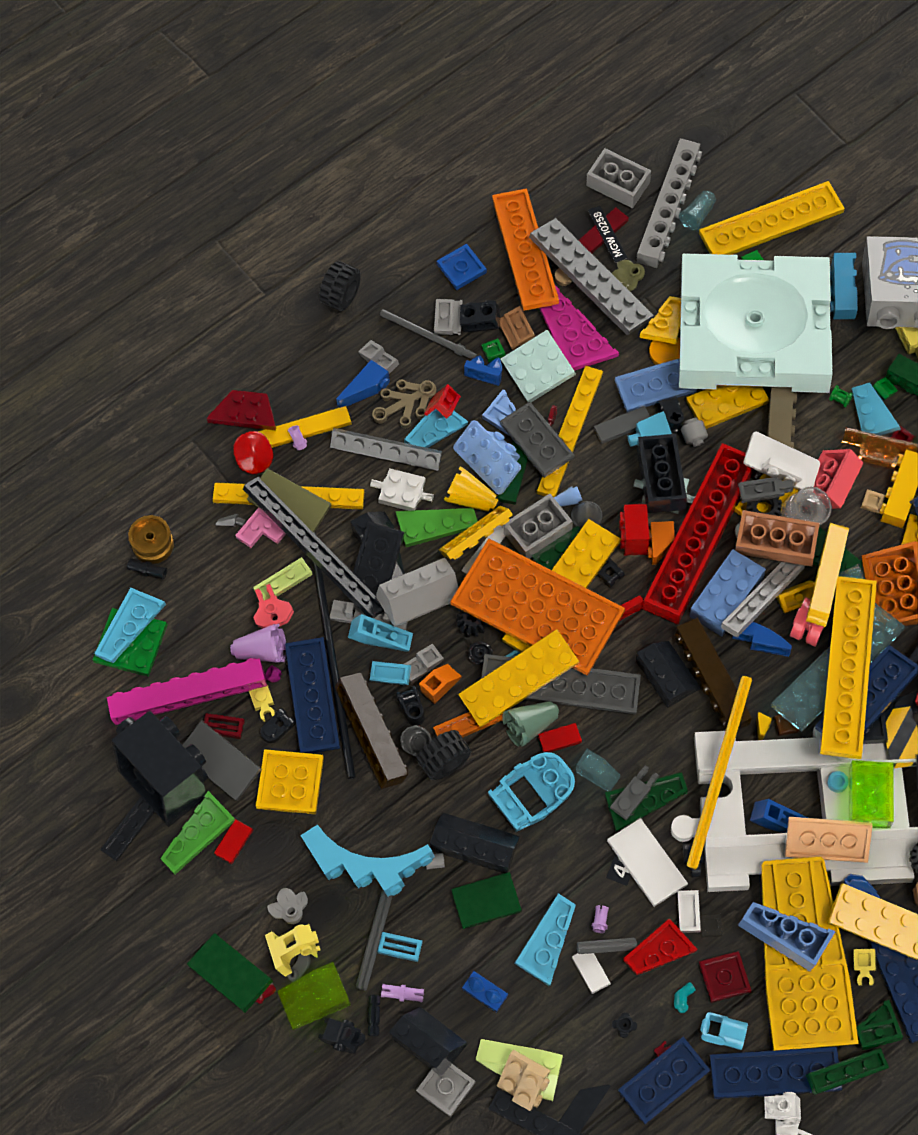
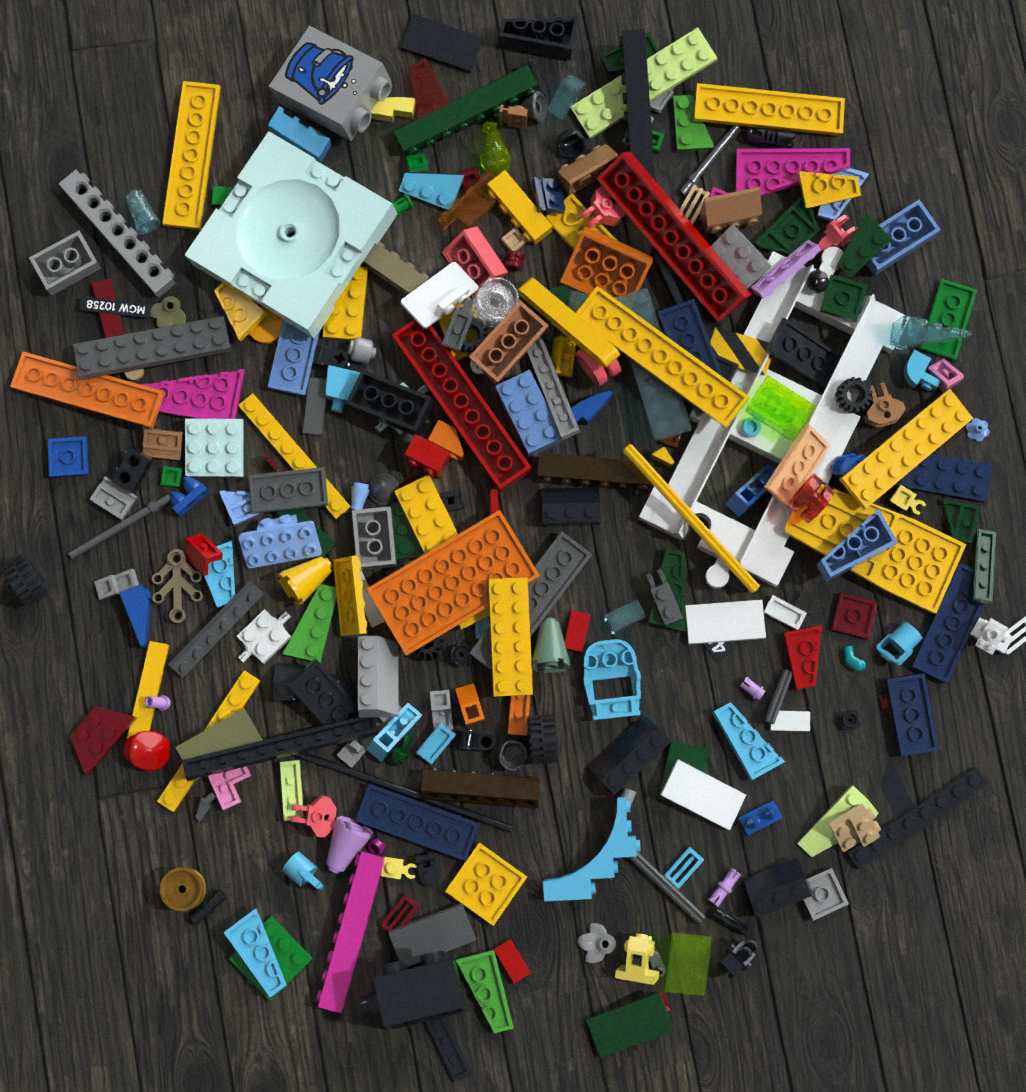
camera: 65 degrees left, 15 degrees up
(217, 624) = (302, 871): none -> medium azure piece
(365, 649) = (400, 754): none -> dark green plate
(476, 925) = (703, 794): none -> white tile
(804, 862) = (813, 500): none -> clear red wheel
(854, 509) = (514, 260): none -> dark red wheel

